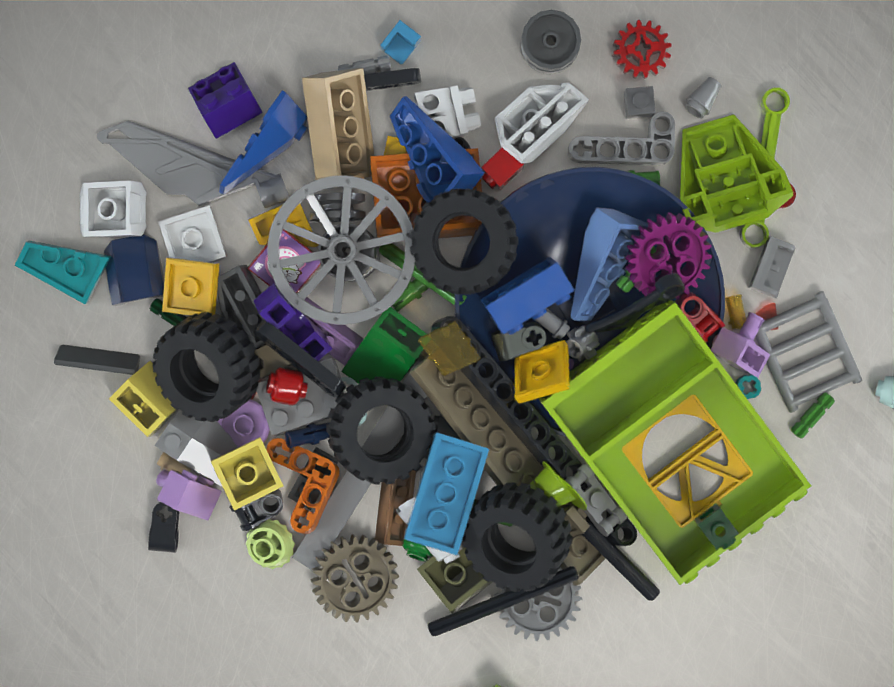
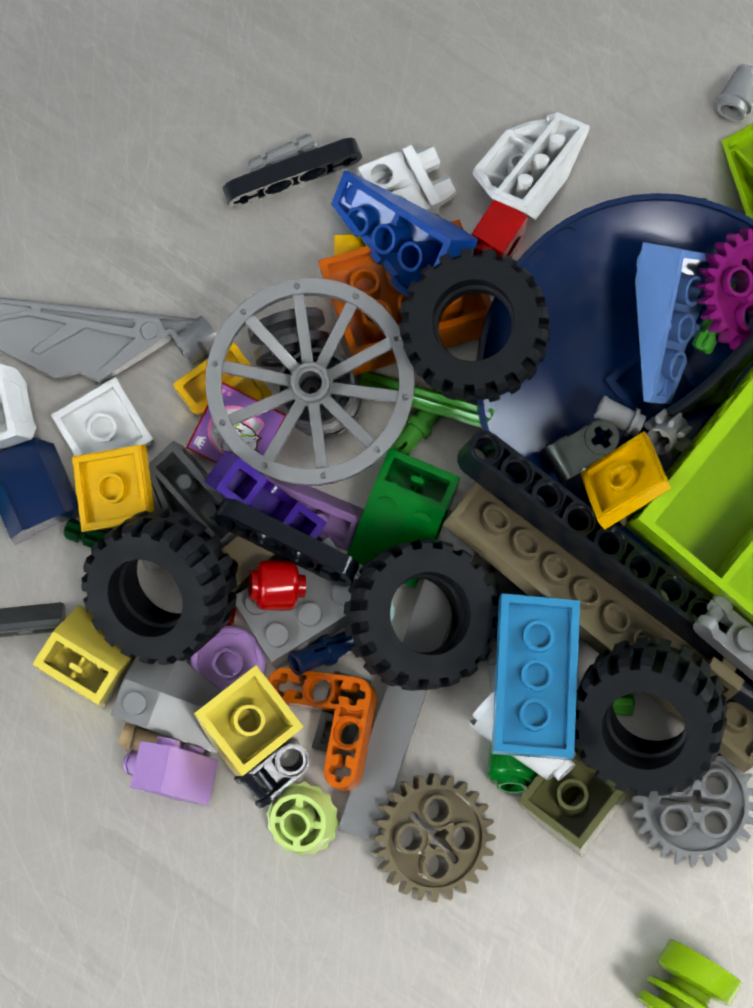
camera: 10 degrees left, 10 degrees down
(164, 532) = (150, 838): black piece -> none
(225, 100) = (107, 237): dark purple slope -> none
(279, 130) = (186, 262): blue wedge -> none
(339, 123) = (263, 223): tan slope -> none
(390, 526) = (463, 747): medium nougat slope -> none
(400, 42) = (323, 112): dark azure panel -> none
(449, 348) = (490, 475): clear yellow piece -> none
(499, 603) = (645, 822): black axle -> none
(528, 296) = (580, 381): blue brick -> none
(557, 488) = (692, 634): lime piece -> none
(564, 34) = (520, 64): dark grey wheel -> none
(620, 146) = (646, 173): light grey beam -> none
(630, 50) = (634, 63): red gear -> none
(639, 102) = (656, 116): flat silver brick -> none

